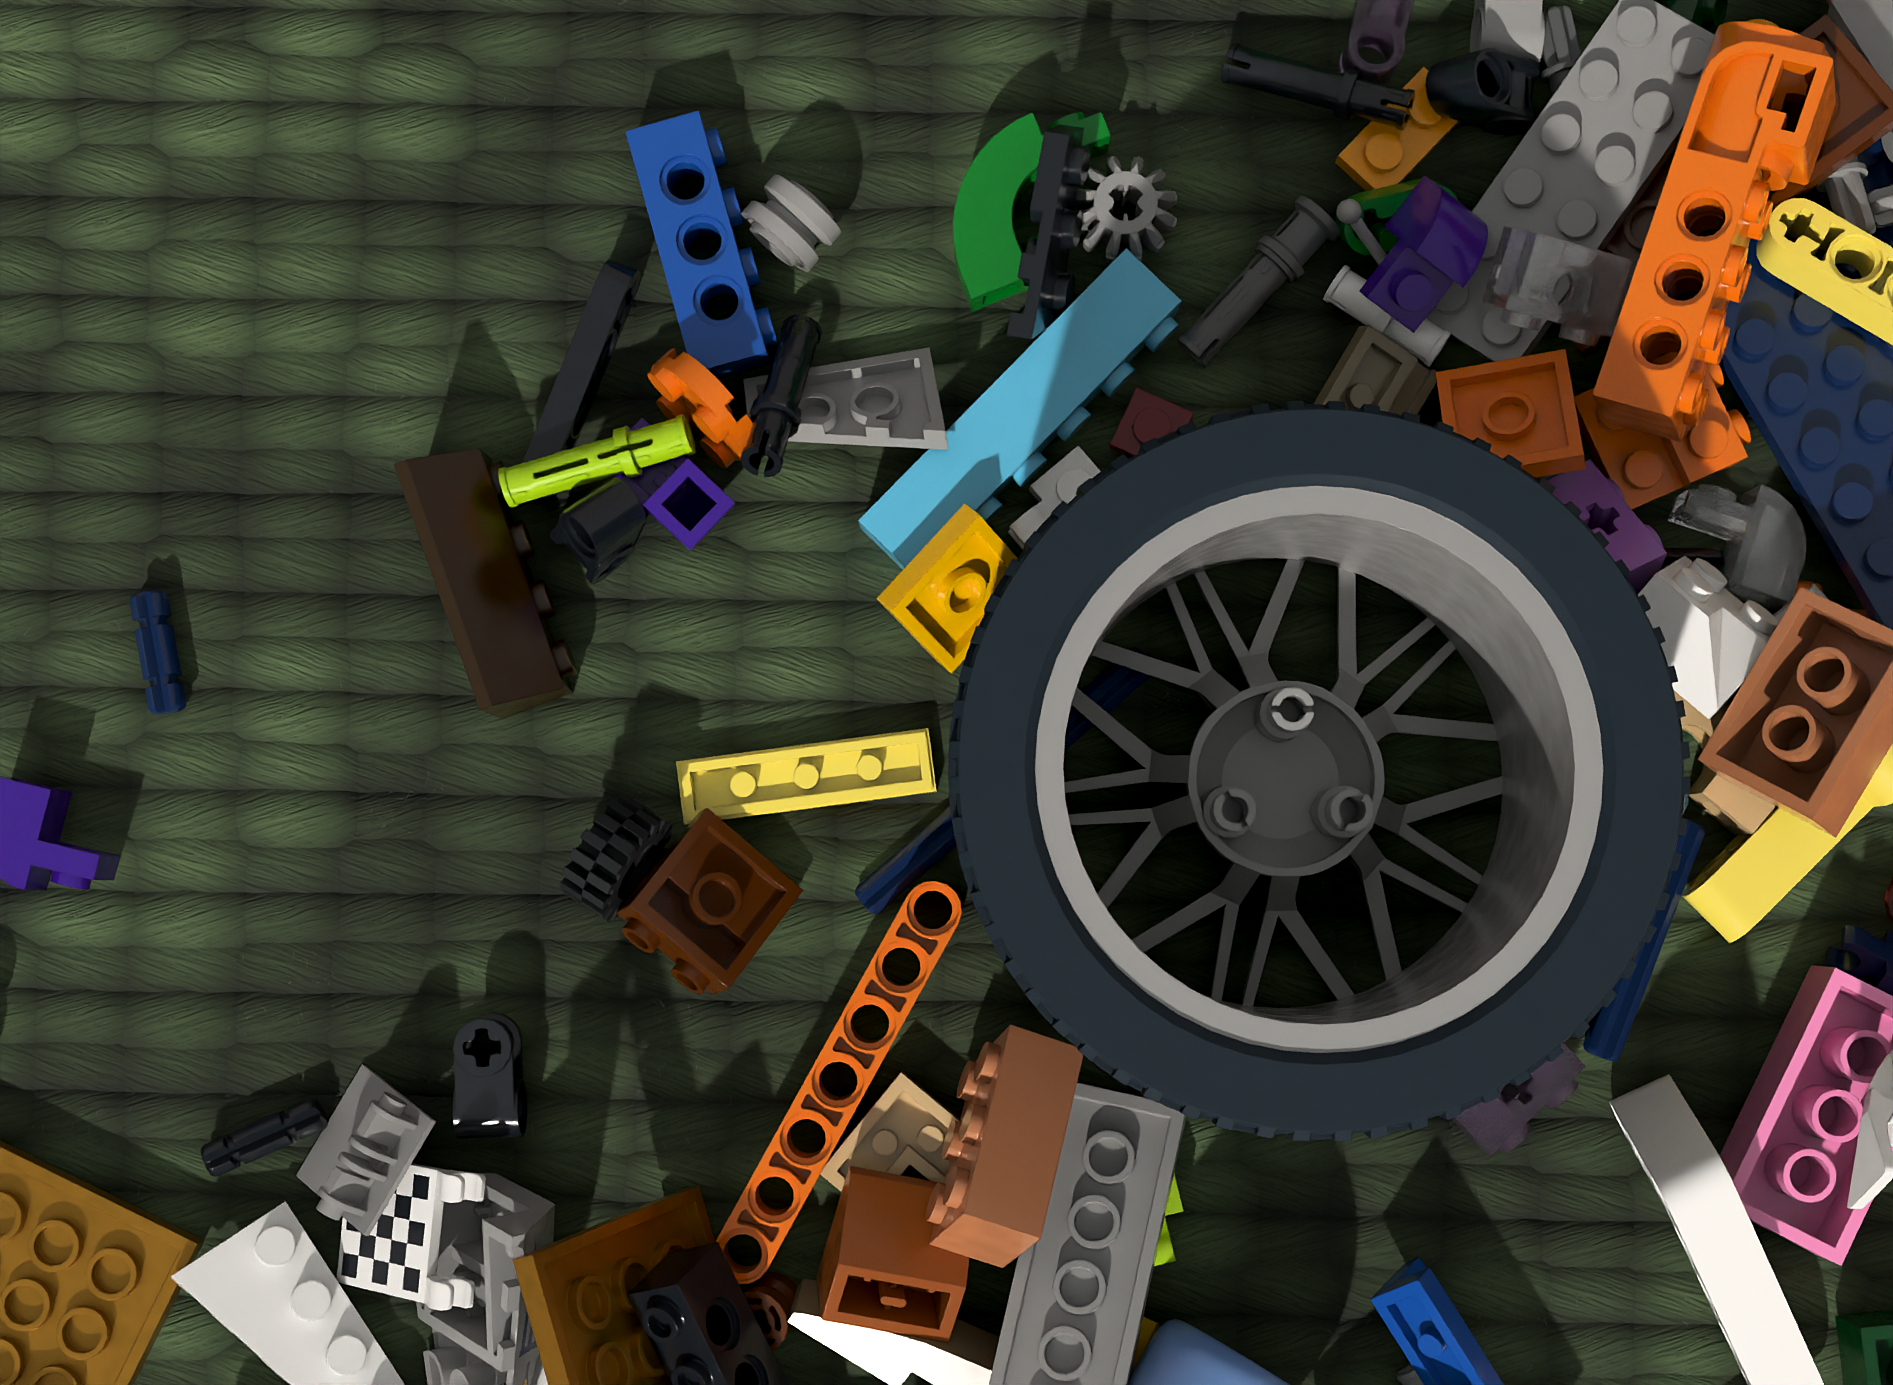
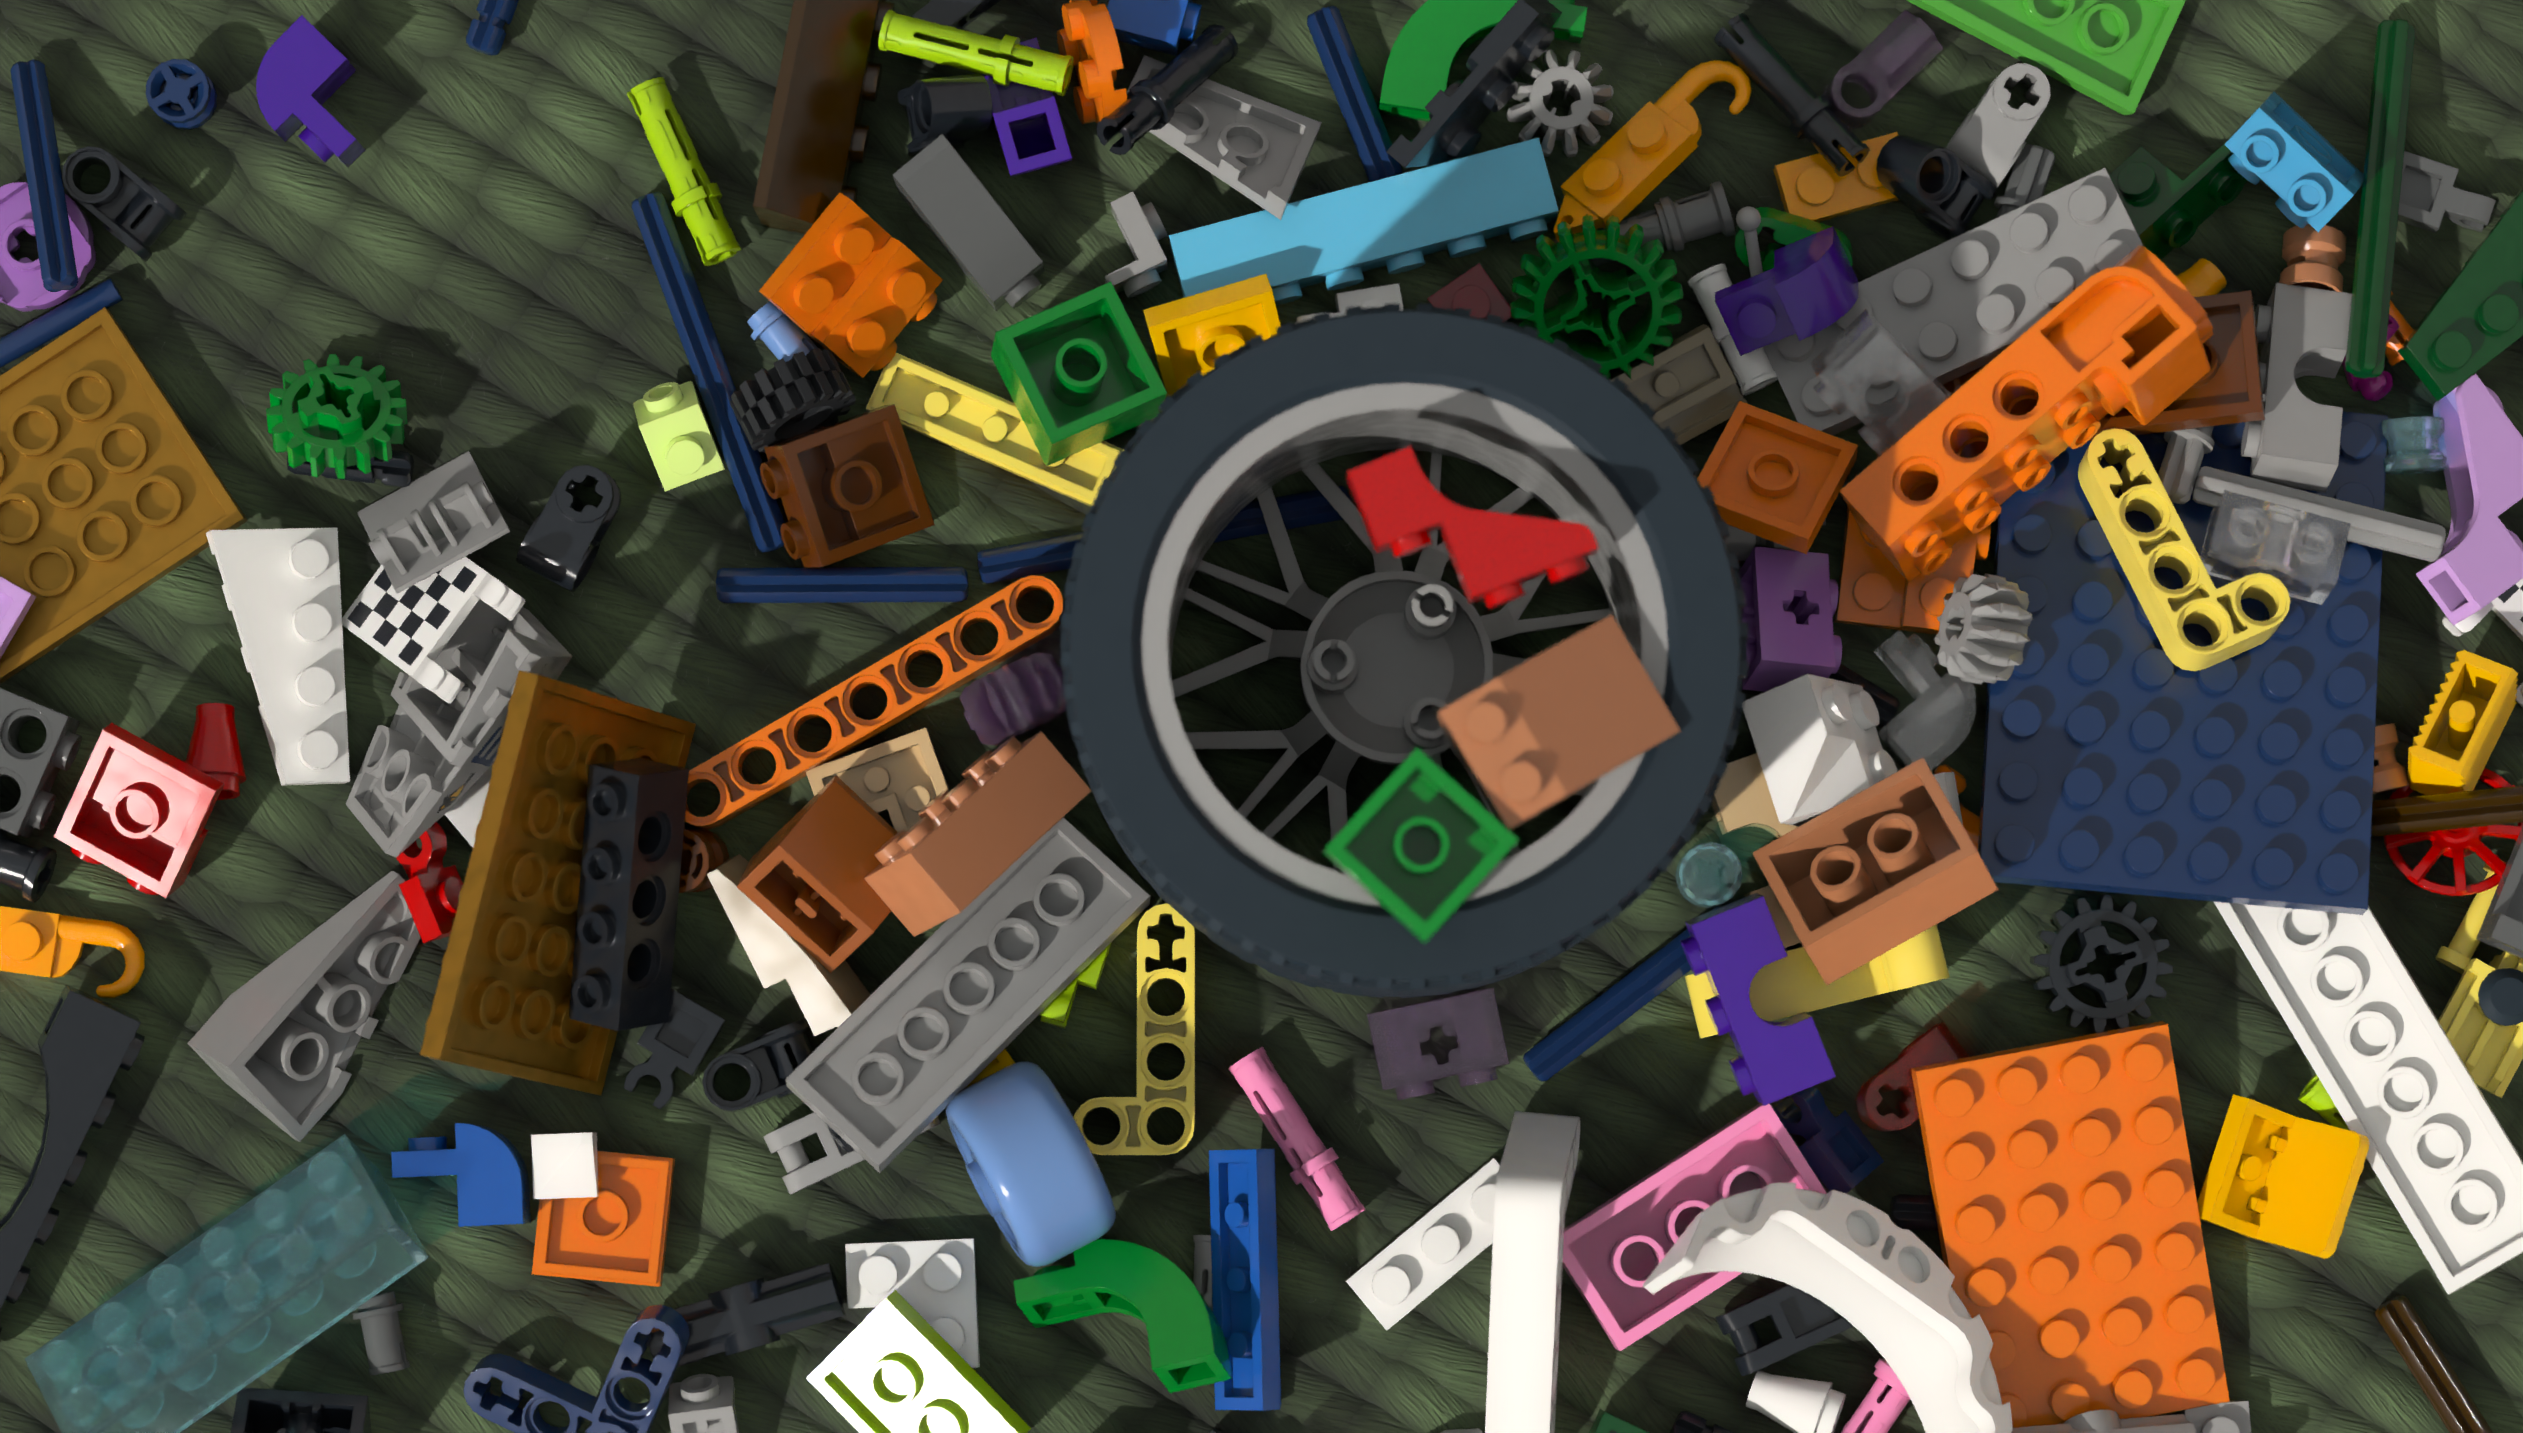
camera: 20 degrees right, 0 degrees up
(226, 1107) = (336, 416): none -> green gear
(425, 727) = (693, 193): none -> lime pin
(523, 867) = (707, 366): none -> dark blue axle
(533, 944) = (677, 434): none -> yellowish green bracket
(571, 802) = (779, 333): none -> medium blue pin
(610, 727) = (852, 287): none -> orange plate
(679, 612) = (969, 224): none -> dark grey slope
(753, 989) = (842, 584): none -> dark blue axle
(832, 531) = (1142, 231): none -> light grey bracket
(851, 686) = (1078, 373): none -> green brick
(942, 307) = (1353, 93): none -> dark blue axle
(965, 1002) = (1014, 698): none -> clear purple gear
(1220, 210) = (1645, 149): none -> light orange plate
(1274, 337) = (1618, 287): none -> green gear
(1288, 1272) = (1152, 1031): none -> light yellow beam
(1348, 636) = (1487, 548): none -> red arch
(1458, 1250) = (1298, 1141): none -> bright pink pin
(1460, 952) = (1420, 845): none -> green brick
(1511, 761) = (1557, 723): none -> nougat slope
(1608, 1259) = (1430, 1249): none -> white plate
(1773, 443) = (1983, 628): none -> light grey gear
(1817, 922) = (1731, 949): none -> dark purple arch

